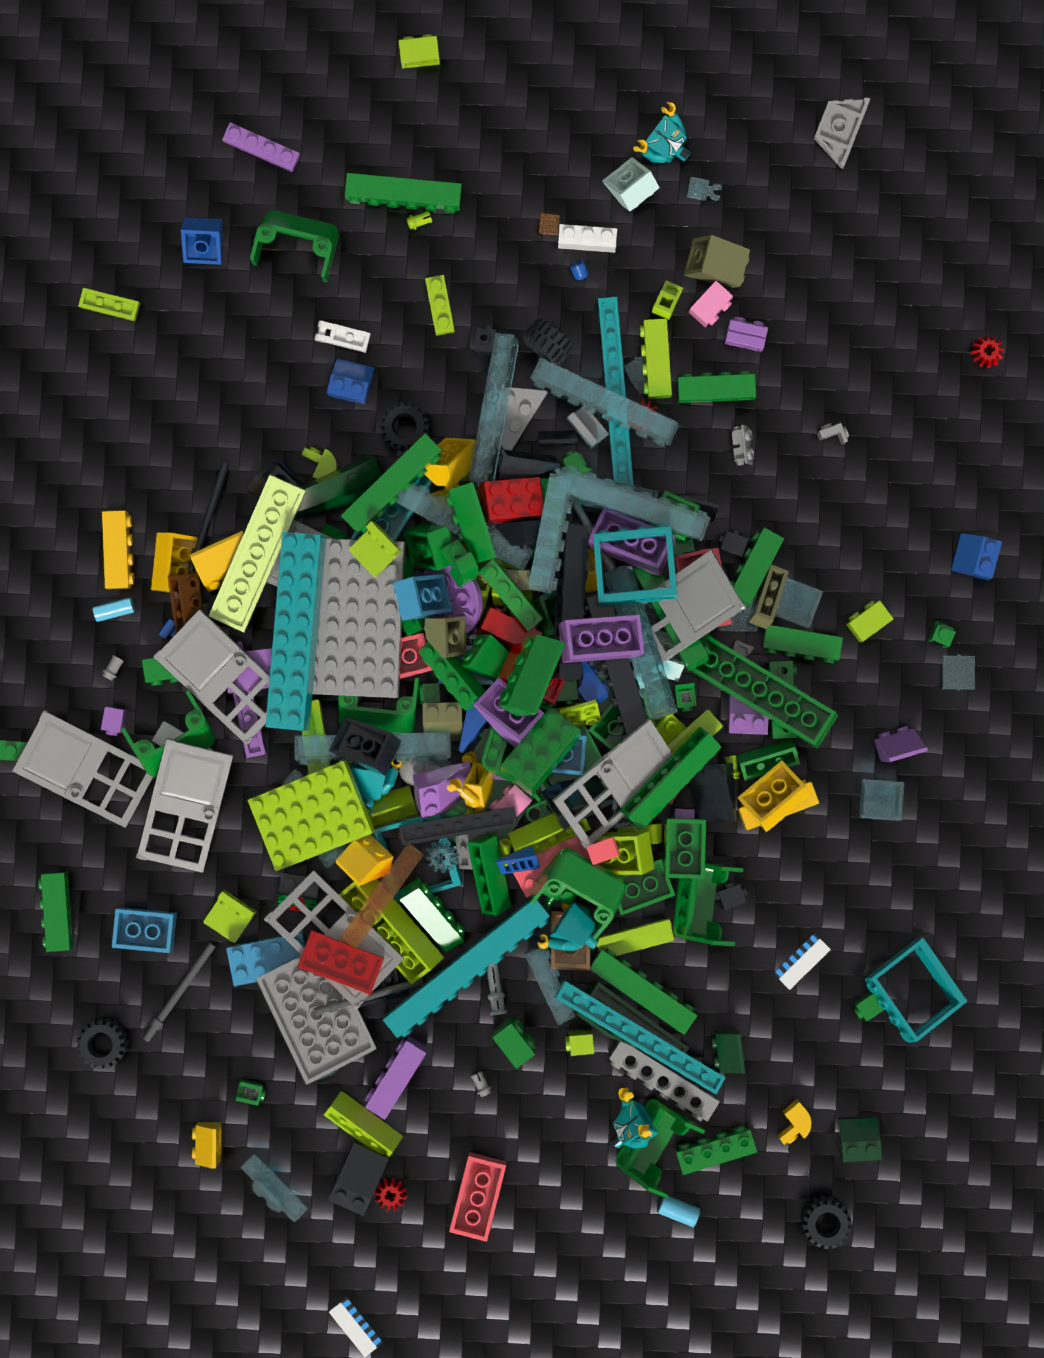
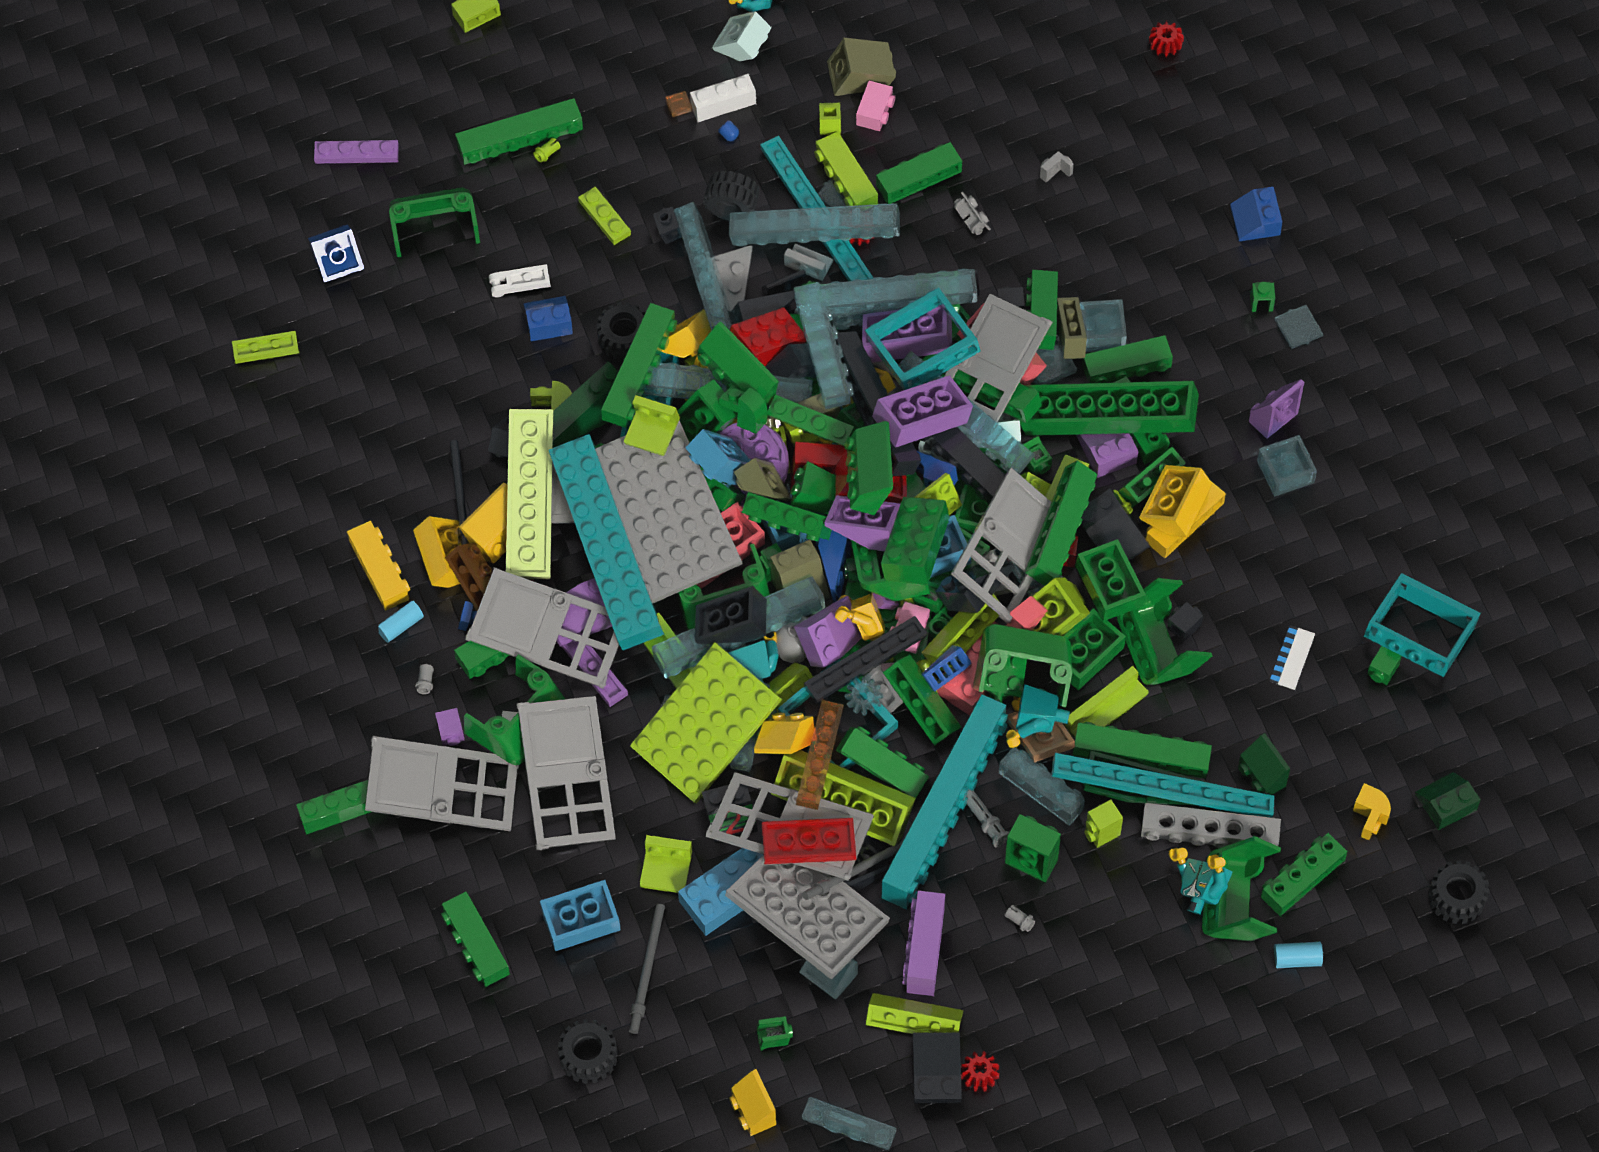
camera: 20 degrees left, 25 degrees down
(477, 1196) = (1075, 1028): coral brick -> none
(700, 189) = (812, 15): clear light blue plate -> none
(746, 334) = (923, 117): medium lavender brick -> none
(869, 621) = (1184, 314): lime brick -> none

